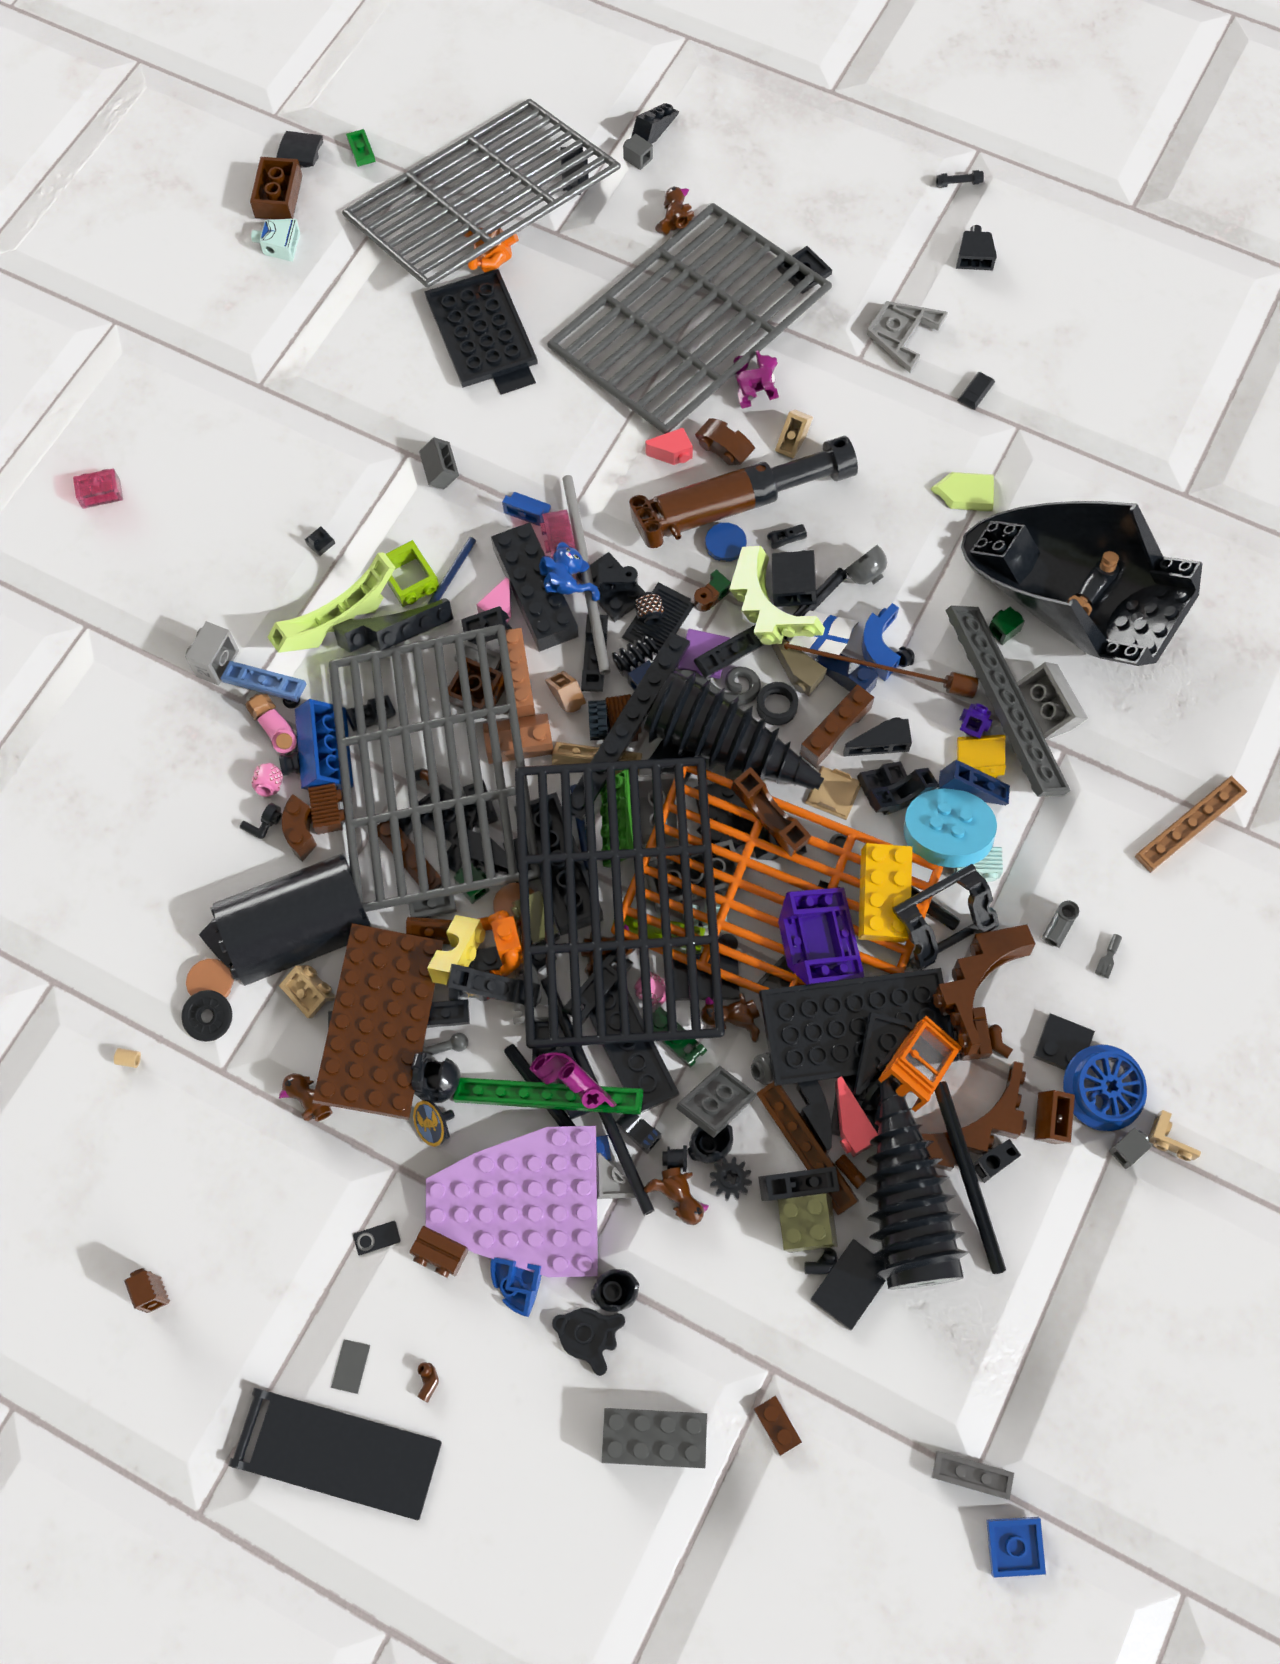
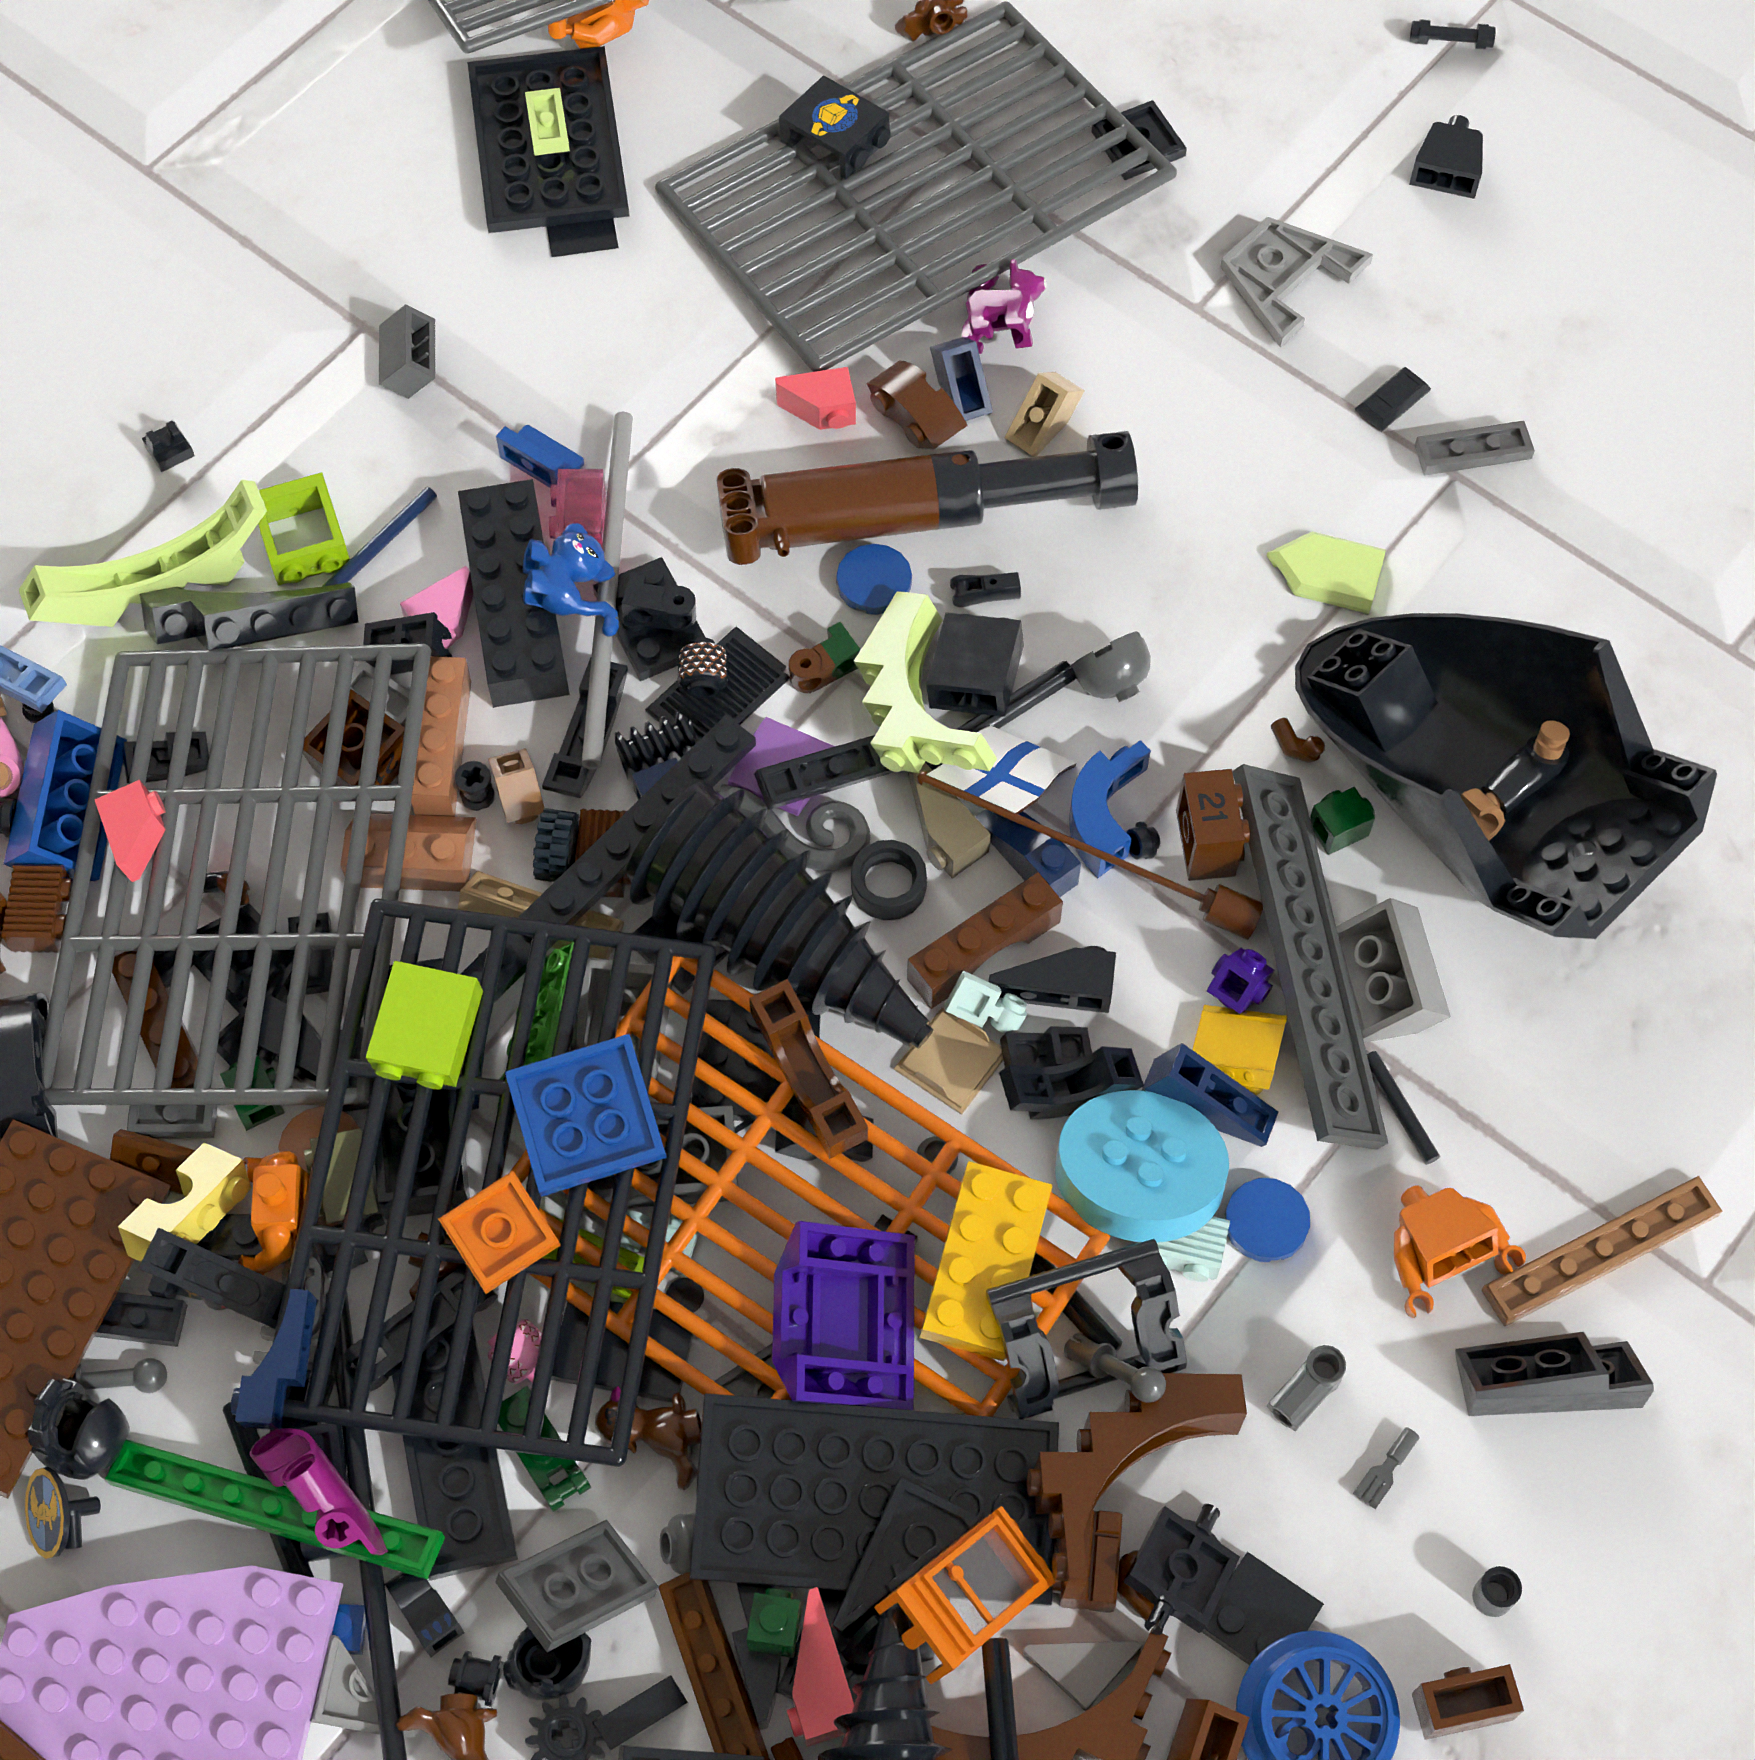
camera: 10 degrees right, 5 degrees down
(369, 753) = (132, 826): none -> coral slope
(480, 318) = (547, 121): none -> yellowish green plate
(529, 1040) = (262, 1395): none -> dark blue slope
(545, 690) = (475, 785): none -> black bush
(563, 829) = (424, 1025): none -> lime brick
(631, 929) = (499, 1232): none -> orange plate
(641, 289) = (837, 122): none -> black panel
(660, 859) = (585, 1115): none -> blue plate
(743, 418) = (962, 376): none -> dark blue slope
(764, 1158) = (640, 1712): none -> black sticker
(825, 1098) = (774, 1623): none -> dark green brick
(841, 758) = (977, 999): none -> light aqua plate
(940, 641) = (1211, 824): none -> reddish brown brick
(952, 931) = (1101, 1359): none -> dark grey pin
(970, 590) = (1295, 747): none -> reddish brown arm
(980, 1088) = (1082, 1668): none -> light grey tile
(1019, 842) = (1267, 1219): none -> blue tile
(1020, 1028) = (1182, 1569): none -> black plate
(1026, 409) = (1474, 447): none -> flat silver plate
(1074, 773) = (1402, 1109): none -> black bar
(1111, 834) = (1445, 1237): none -> orange torso
(1178, 1063) = (1467, 1701): none -> reddish brown brick
(1181, 893) = (1551, 1376): none -> black slope
(1185, 1000) = (1508, 1580): none -> black beam

